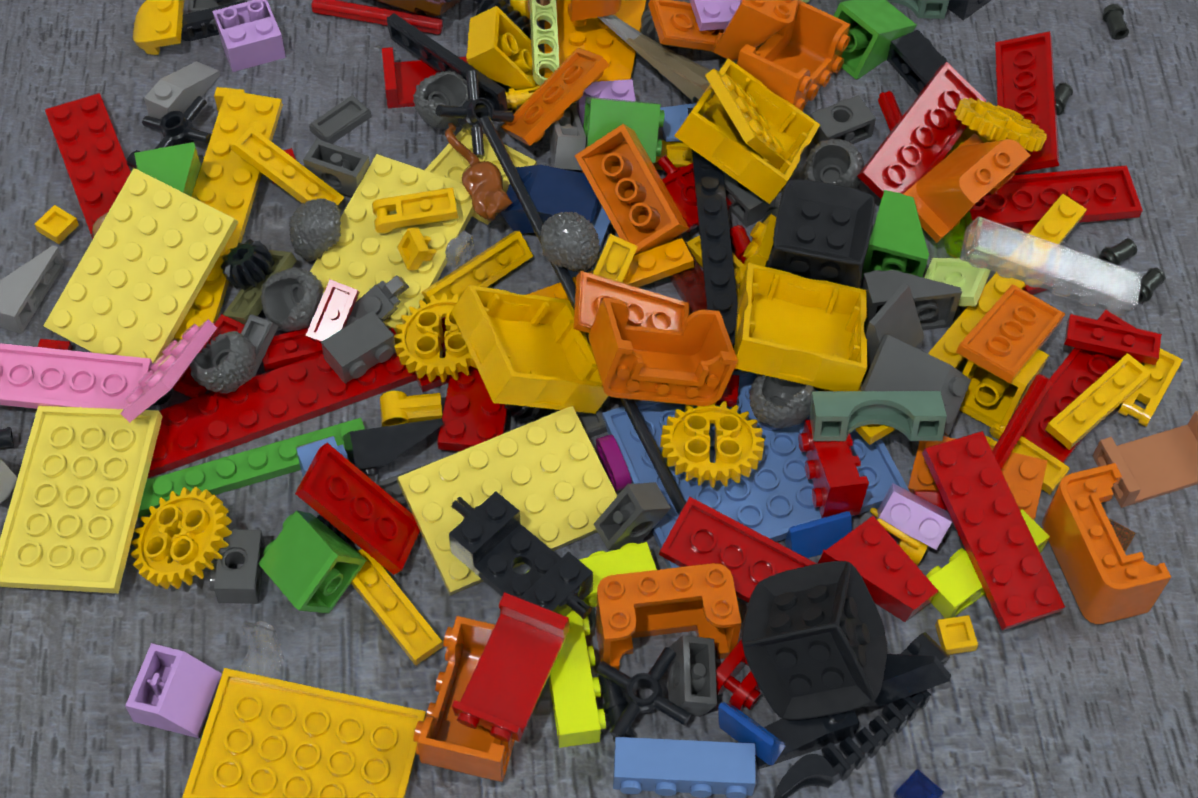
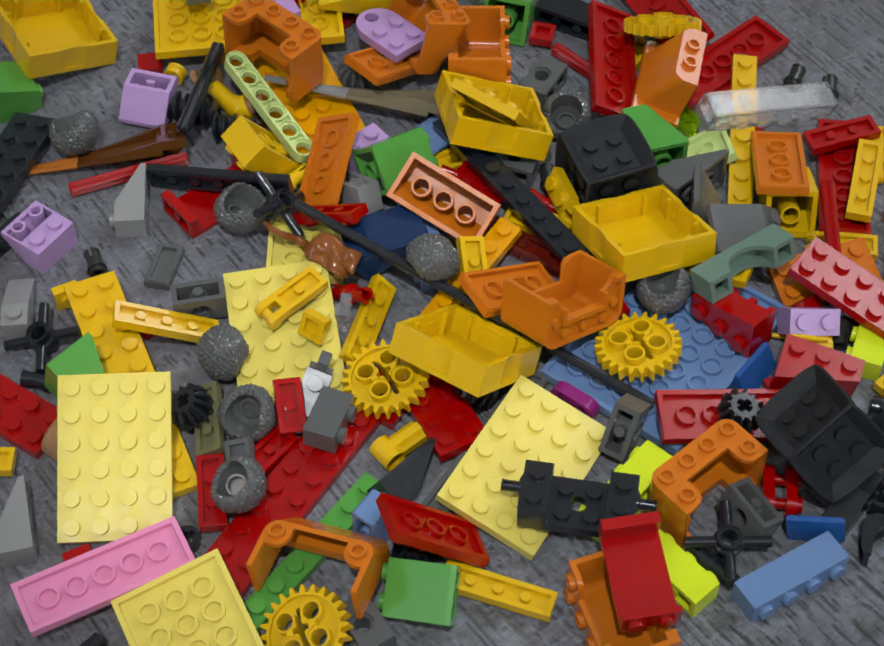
camera: 30 degrees left, 5 degrees down
(167, 369) = (202, 513): bright pink plate -> none
(271, 490) = (356, 549): none -> orange windscreen
(279, 84) = (94, 262): none -> pearl dark grey pin
(354, 47) = (131, 206): none -> light grey slope
(482, 237) = (359, 294): none -> red pin
(520, 150) = (343, 213): none -> red plate
(755, 555) = (740, 408): none -> black gear
(881, 75) = (542, 34): none -> red plate
(947, 547) = (841, 342): none -> pearl dark grey pin

